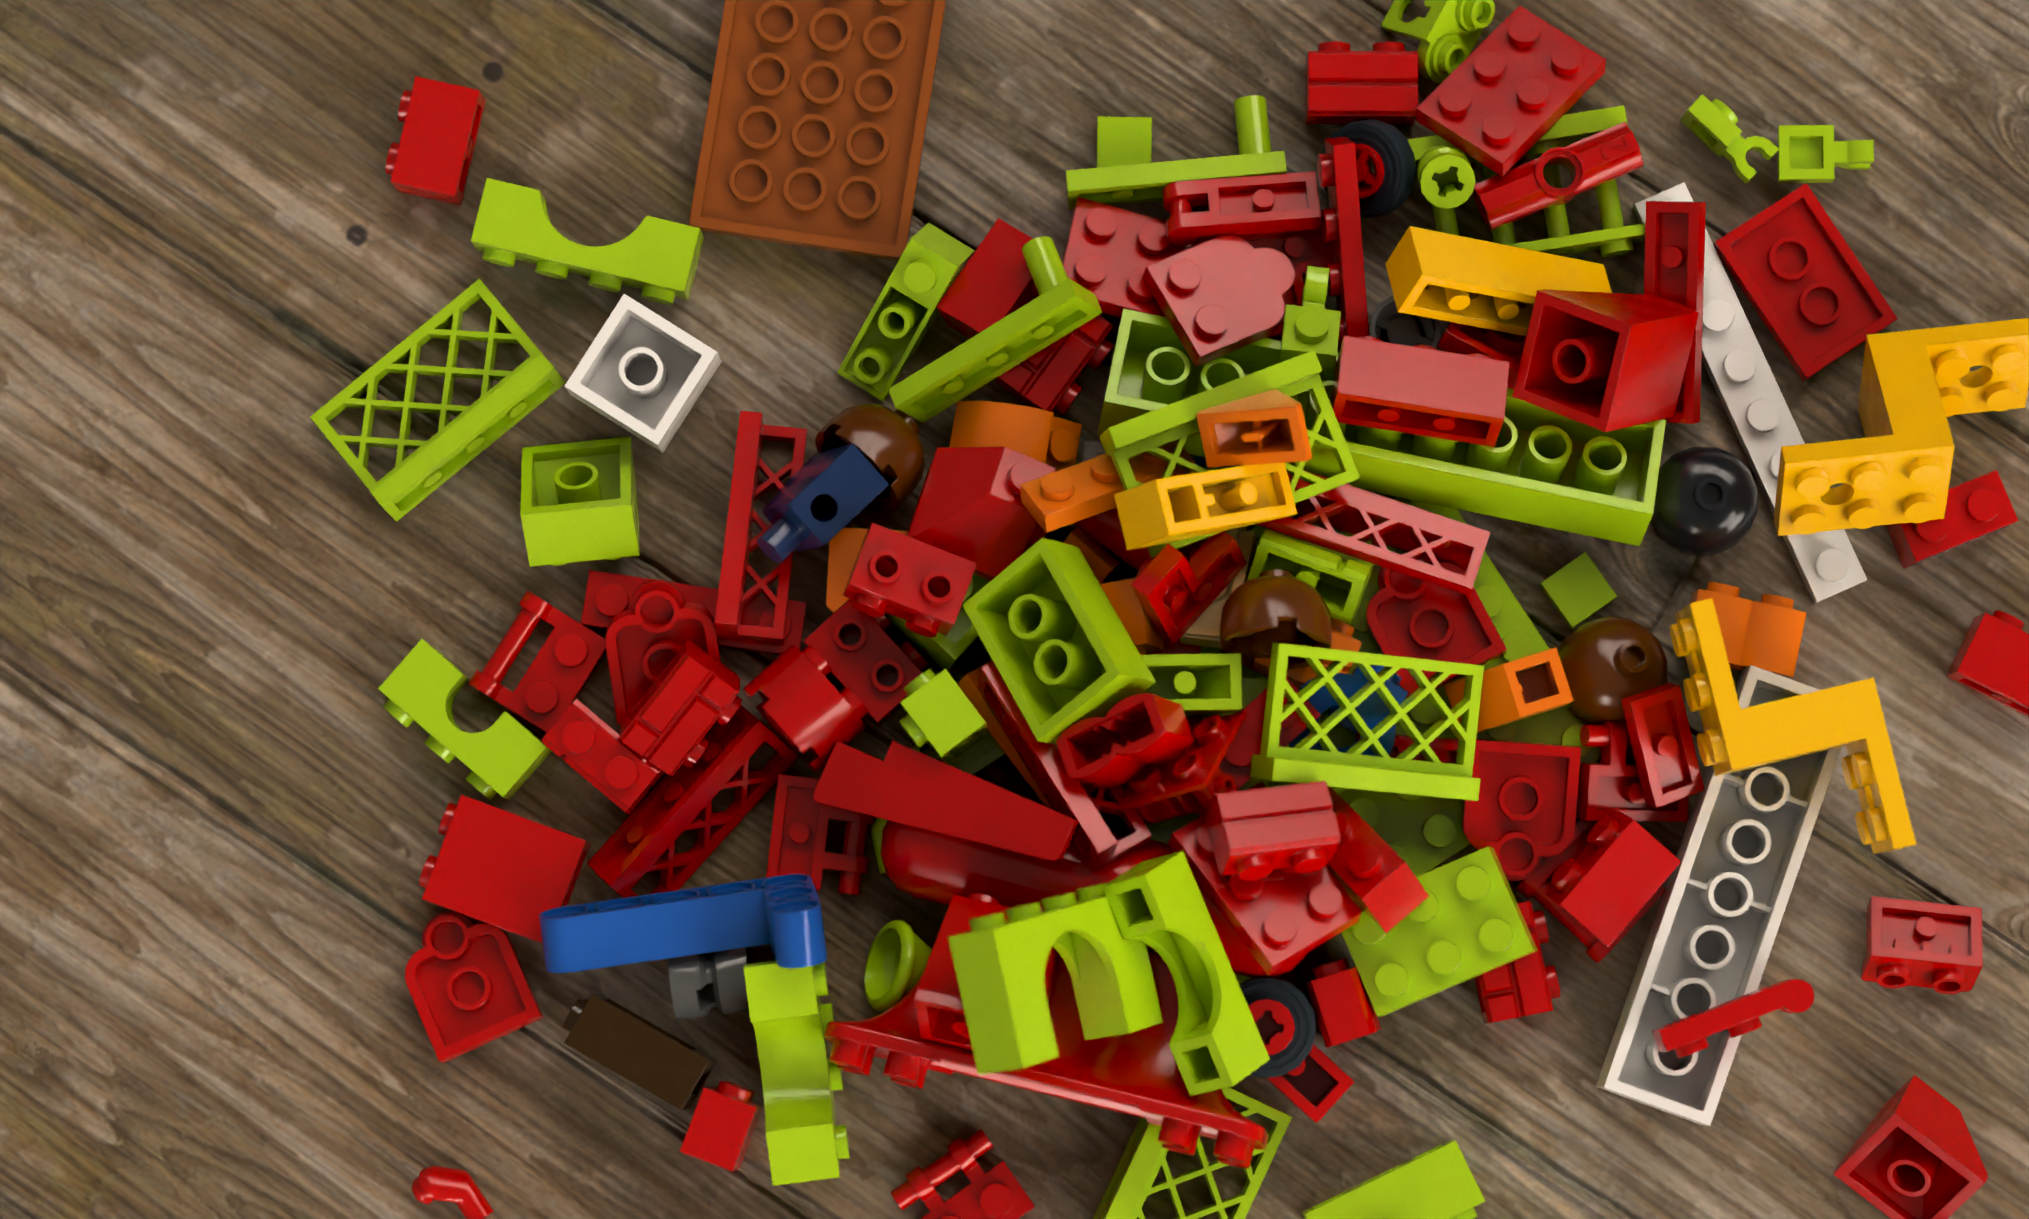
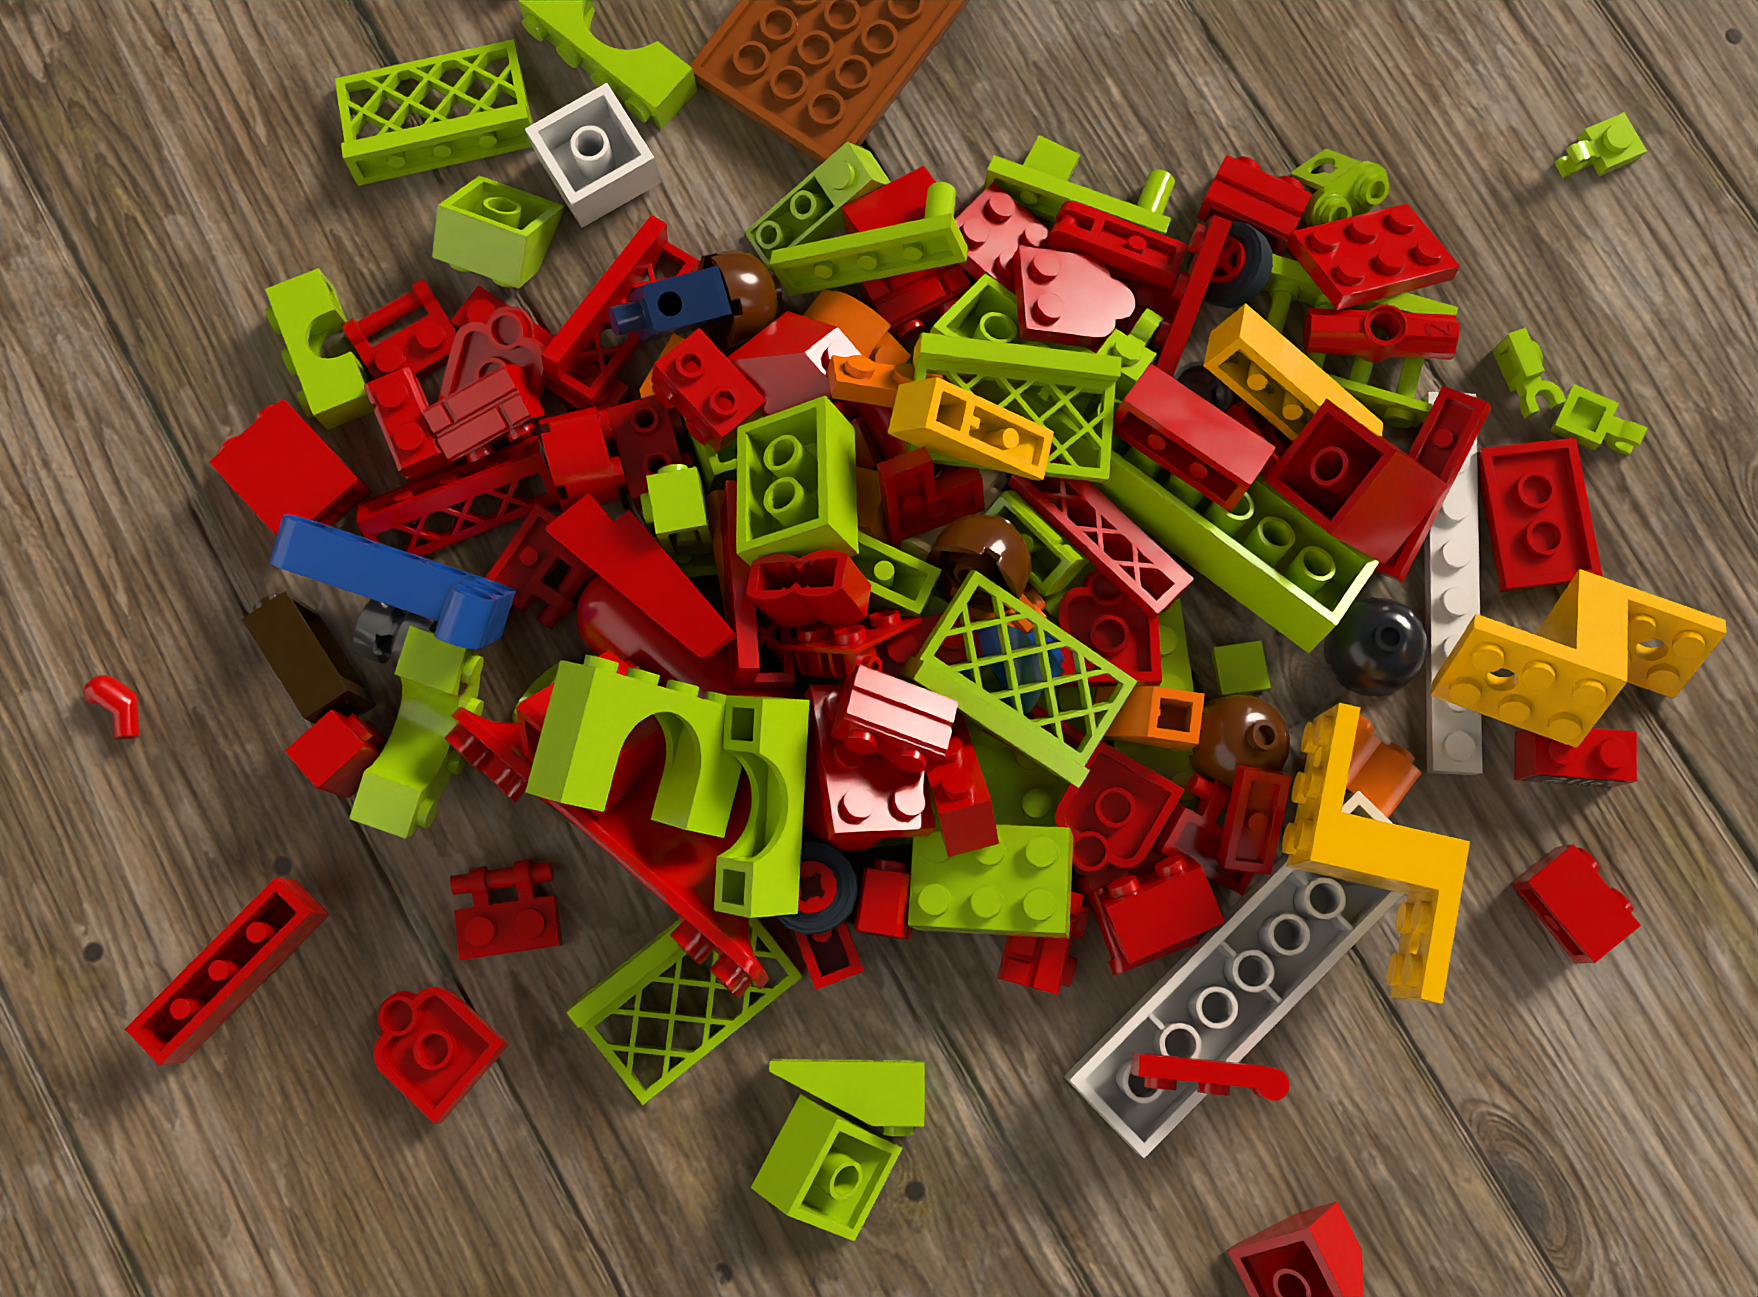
camera: 25 degrees right, 5 degrees down
(468, 985) = (214, 552): red plate -> none
(1254, 431) = (1039, 391): orange slope -> none
(1441, 166) = (1285, 288): lime wheel -> none
(1923, 945) = (1393, 1095): red bracket -> none

